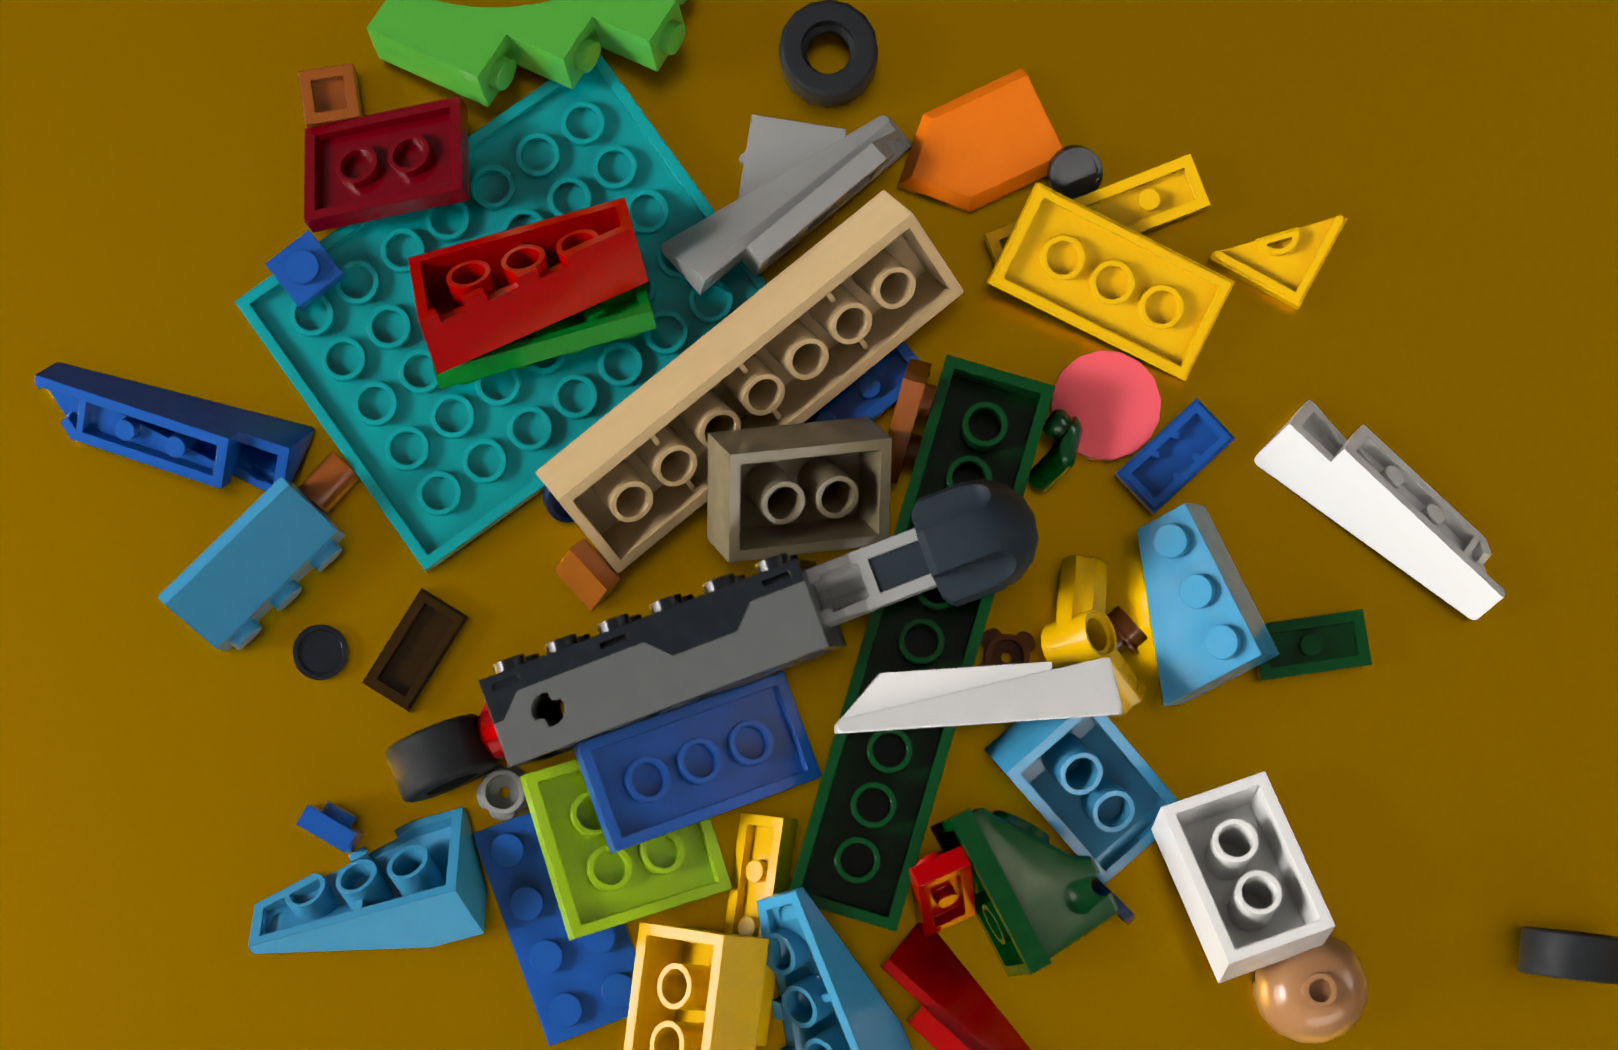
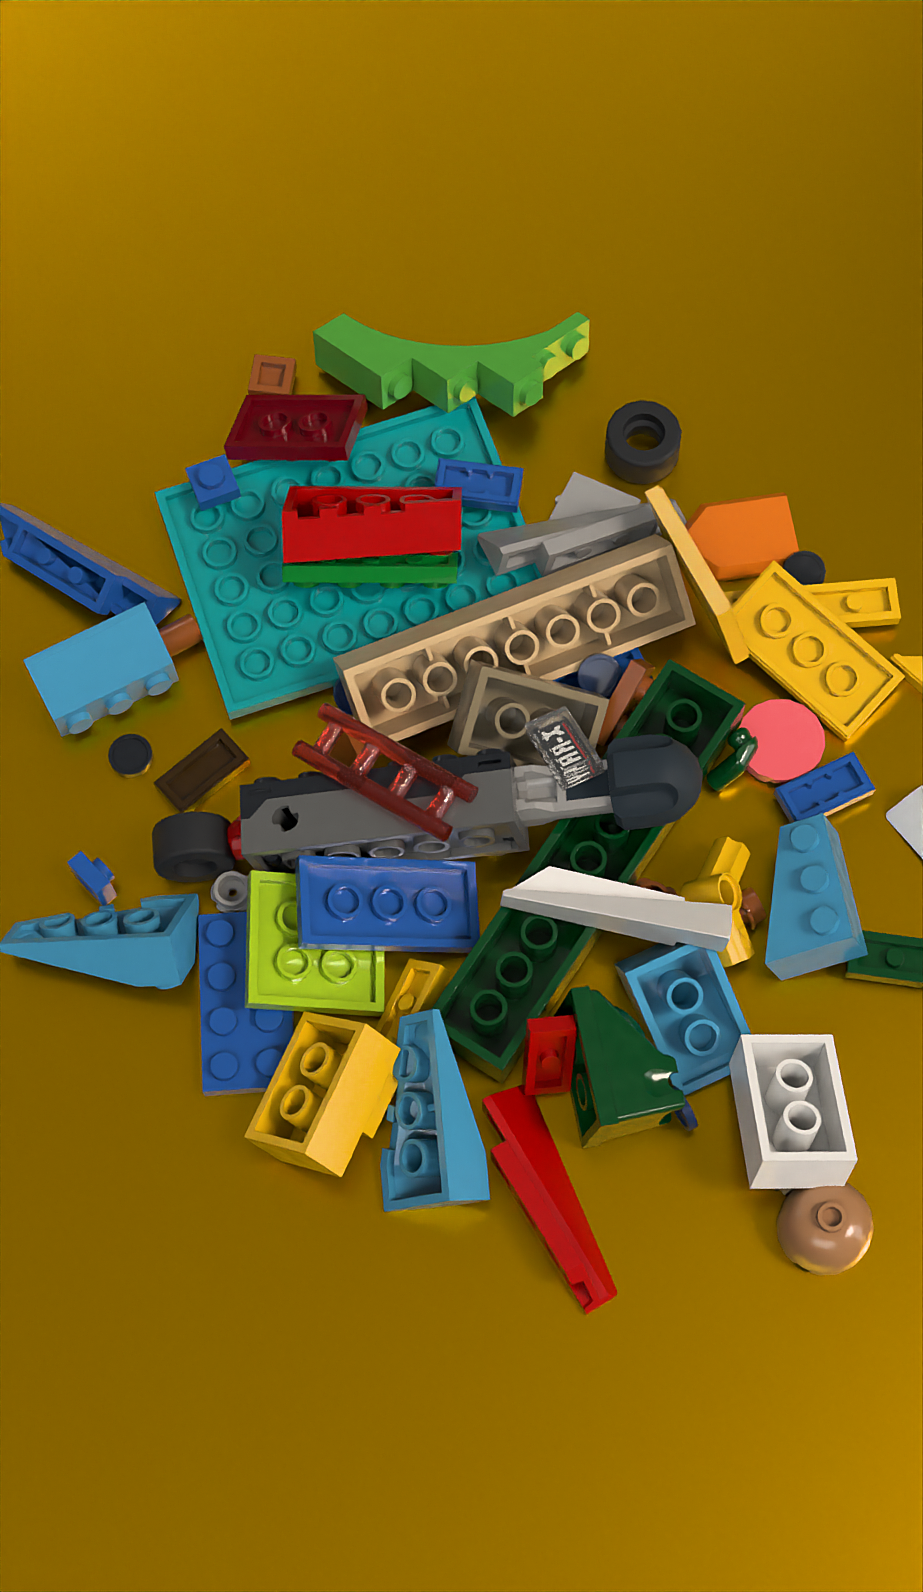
camera: 15 degrees right, 15 degrees down
(644, 178) = (482, 484): none -> blue plate
(685, 610) = (393, 797): none -> clear red bar
(858, 526) = (564, 748): none -> clear tile
(866, 393) = (599, 674): none -> dark blue piece
(952, 237) = (698, 575): none -> yellow tile

